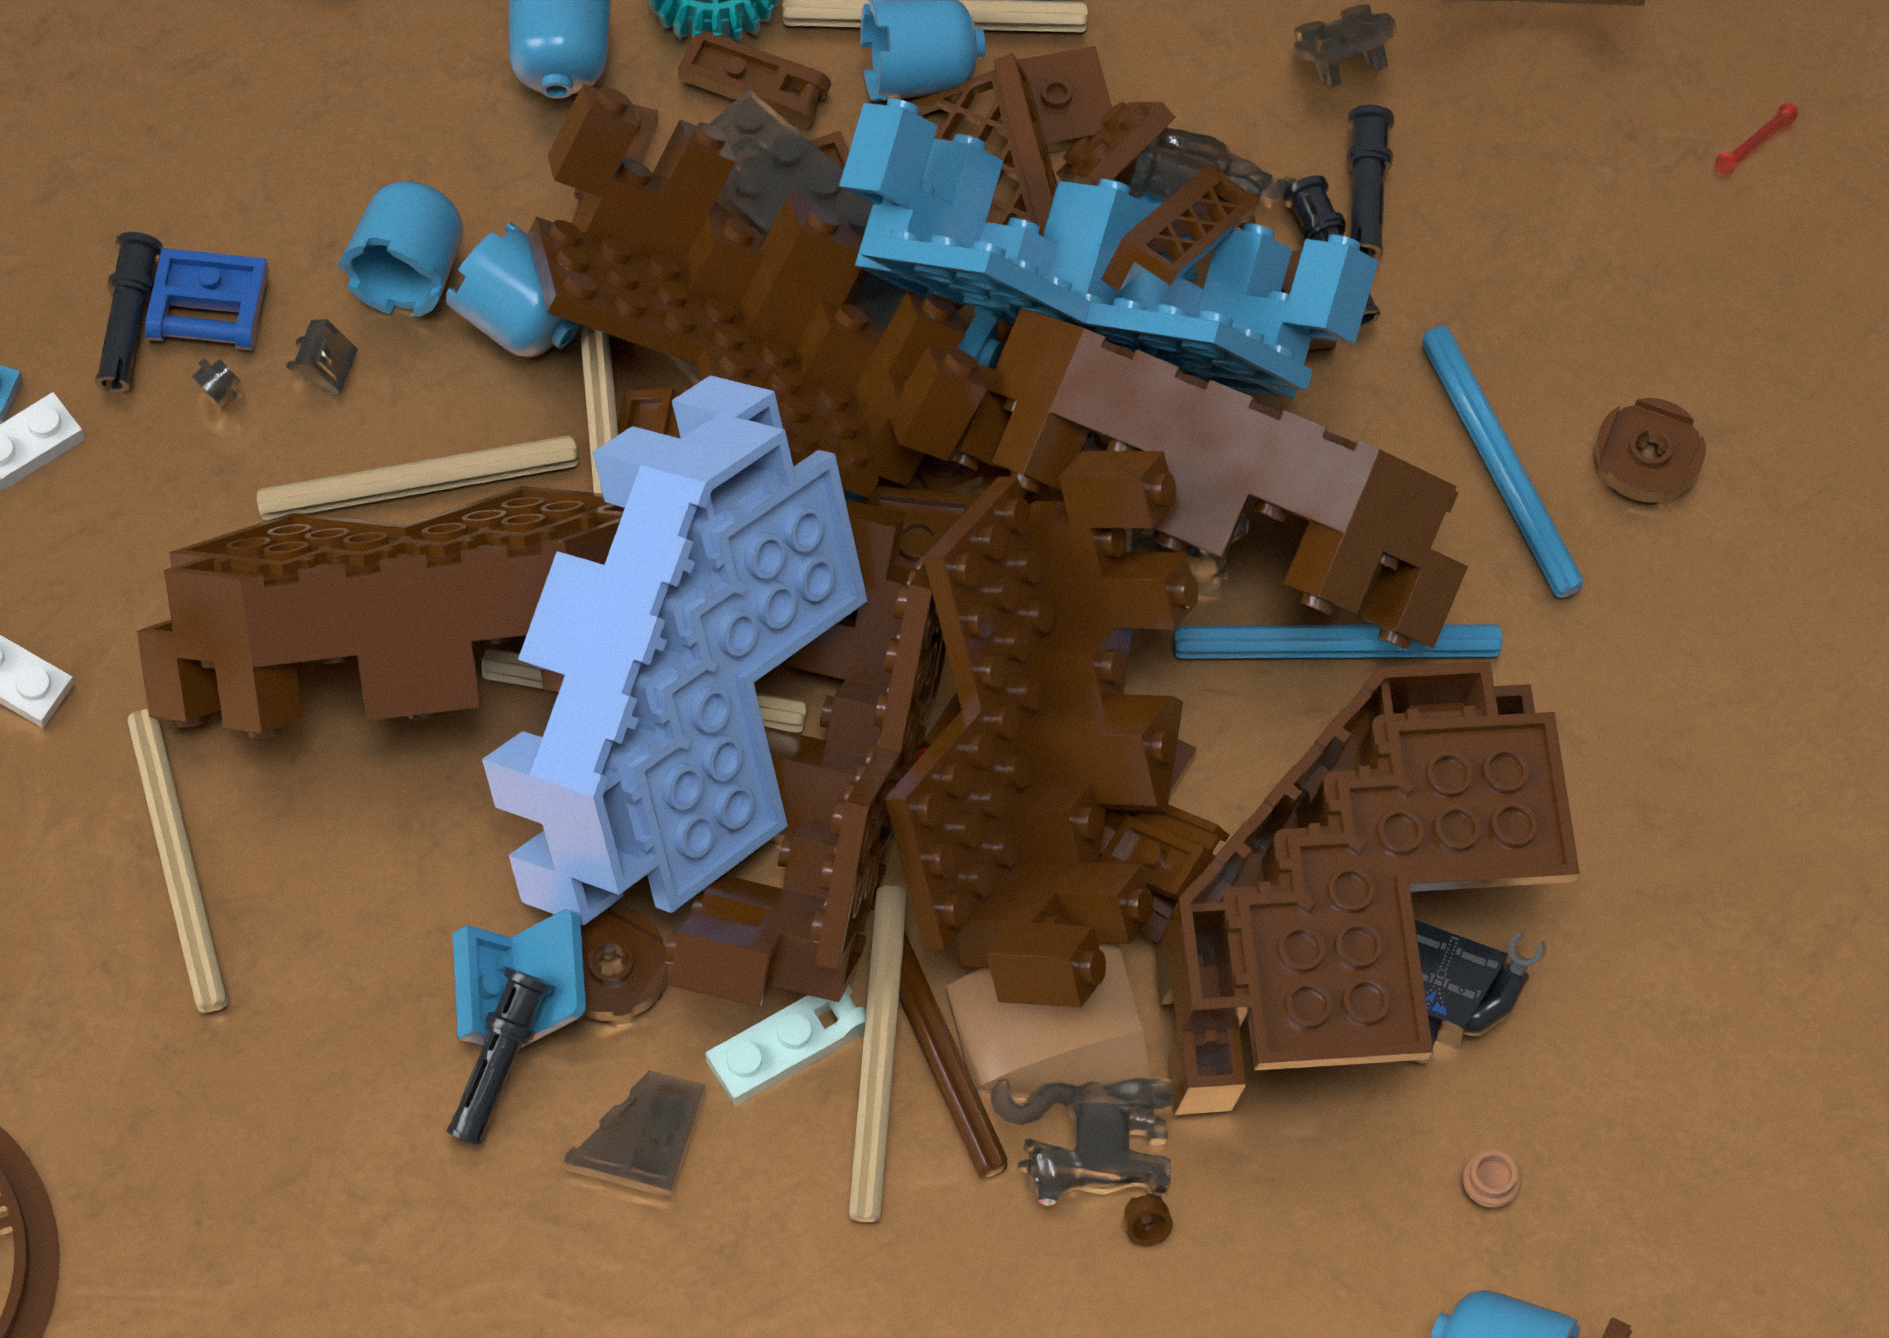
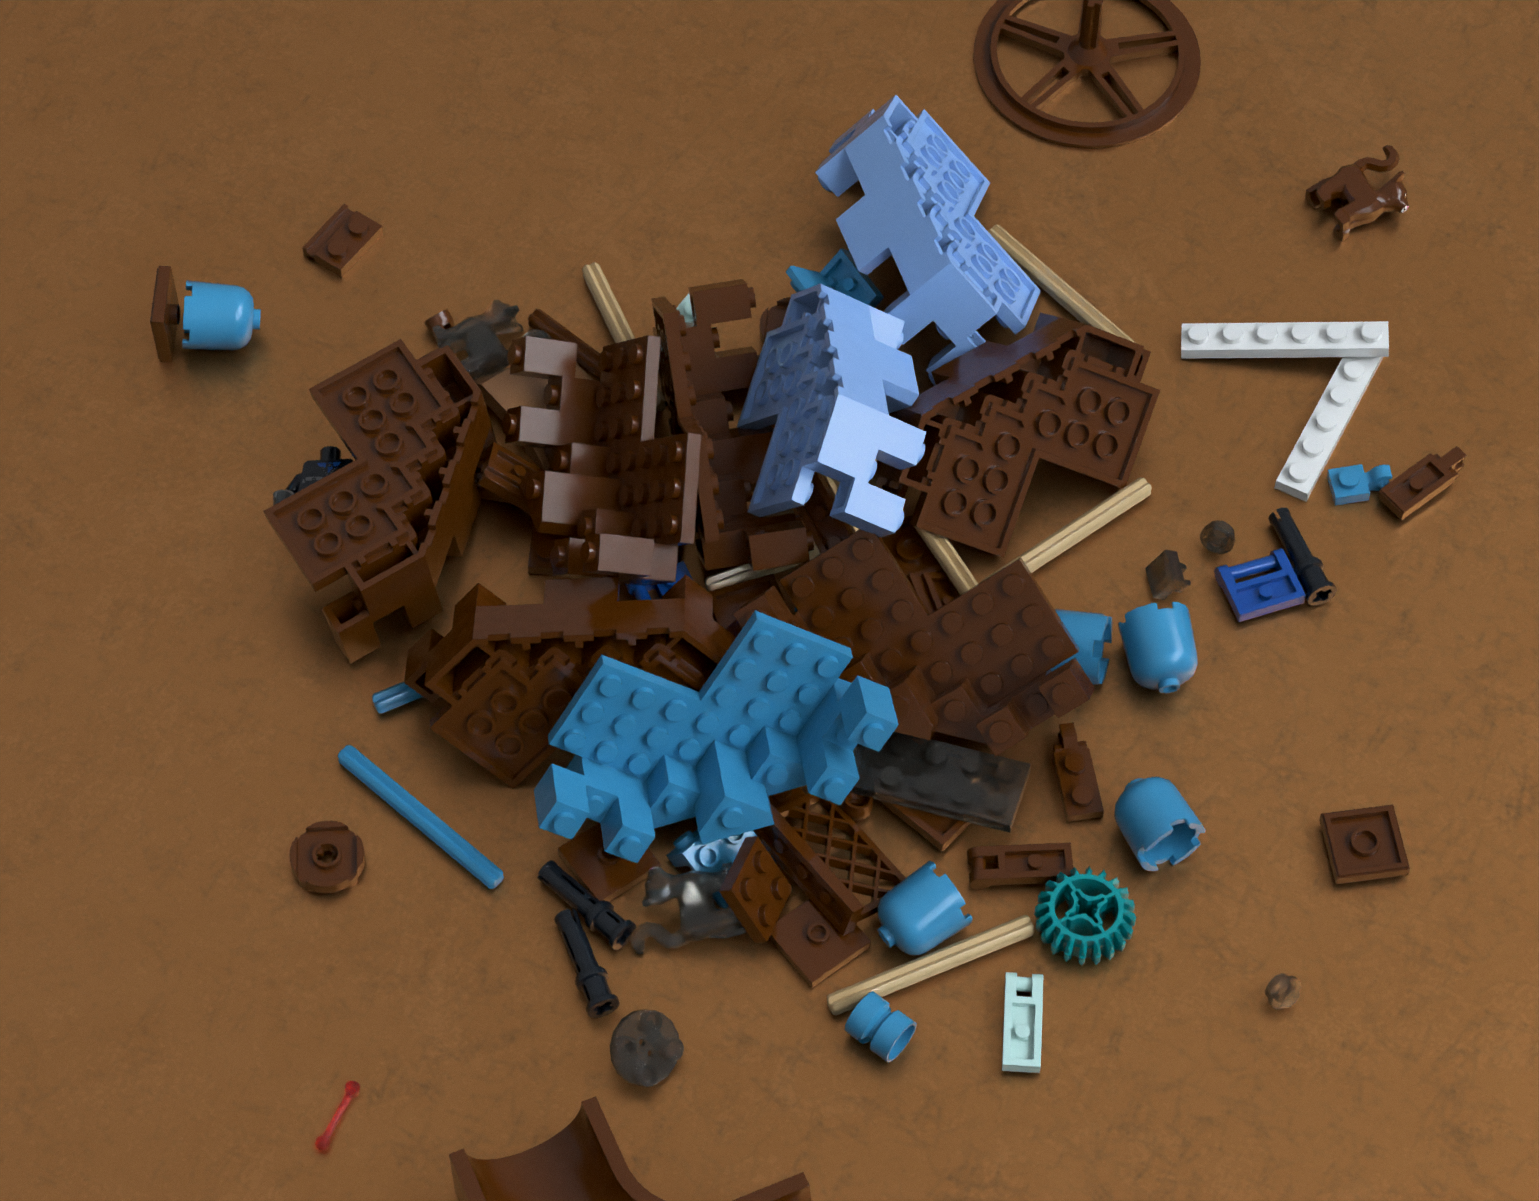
camera: 155 degrees right, 5 degrees down
(342, 946) = (922, 213): none -> light blue brick
(508, 1030) = (822, 256): black pin -> none
(643, 1137) = (727, 252): clear smoke wing -> none
(1176, 217) = (685, 796): reddish brown fence -> none
(1492, 1178) = (260, 414): nougat plate -> none

